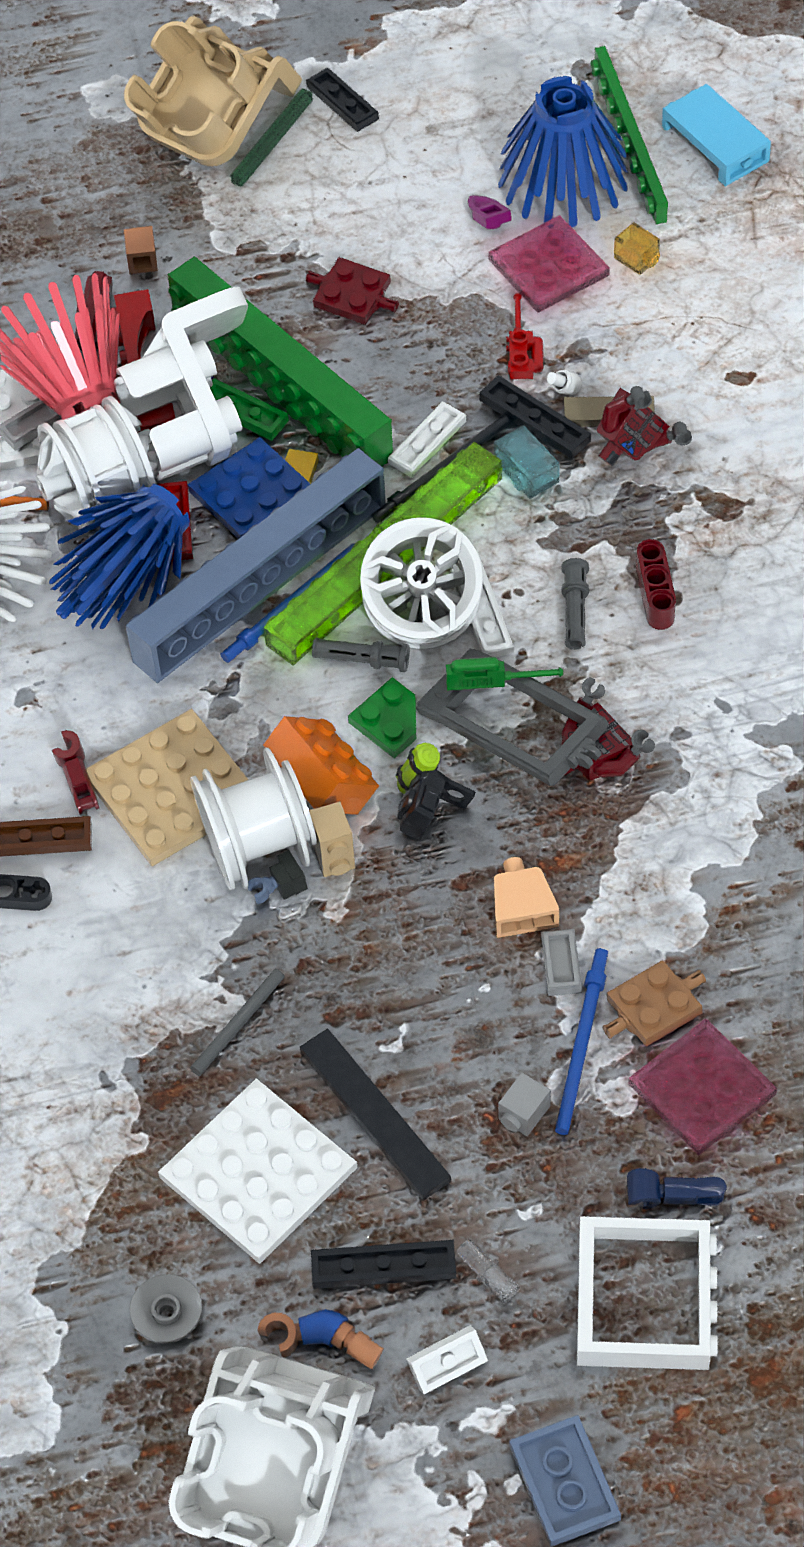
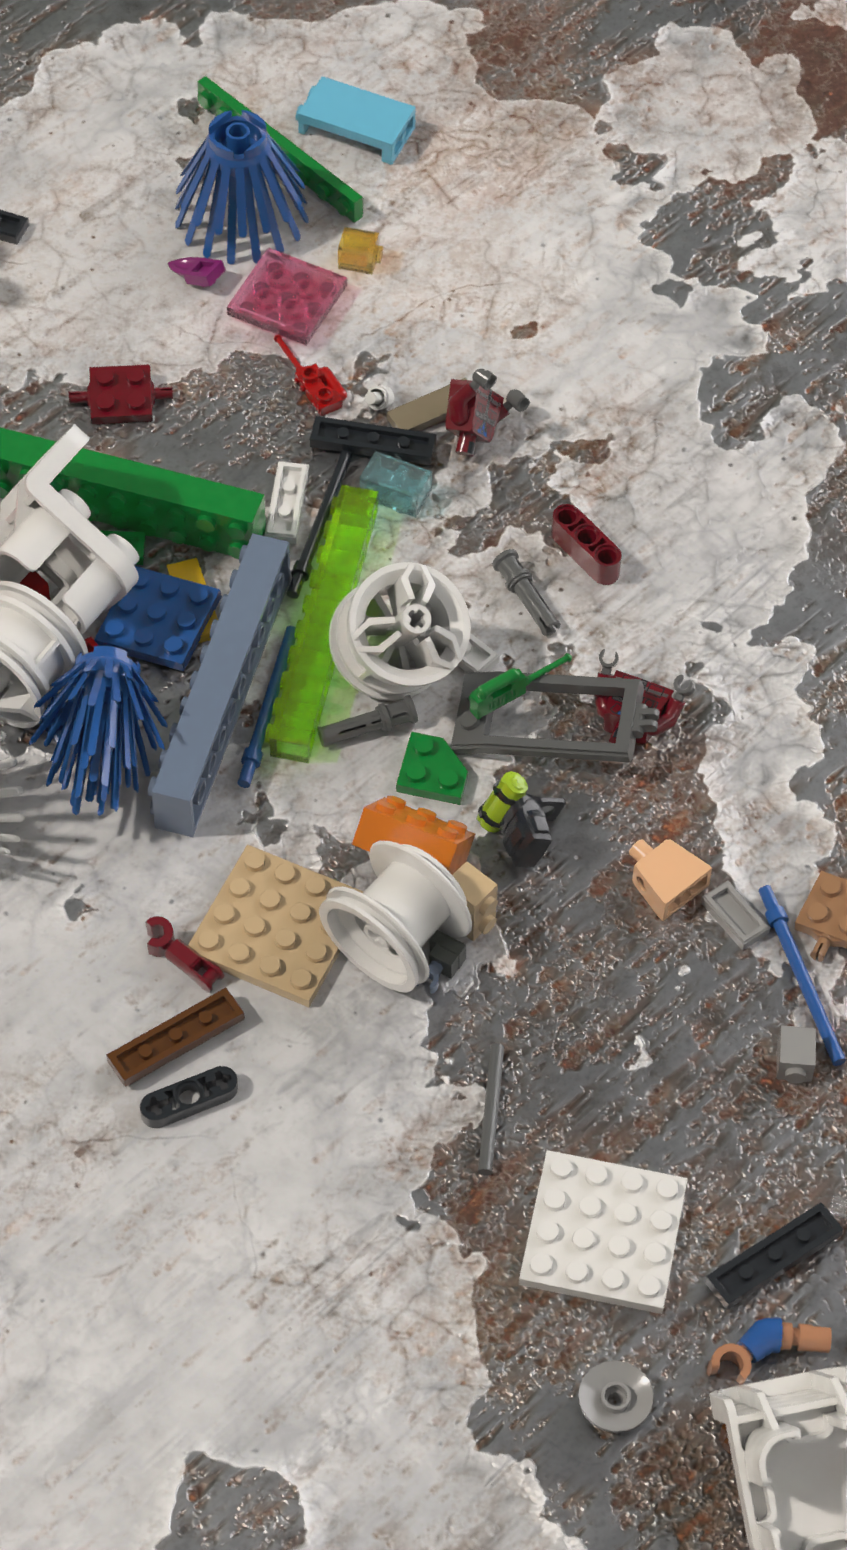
camera: 35 degrees left, 0 degrees up
(375, 1114) = (670, 1128): black tile -> none

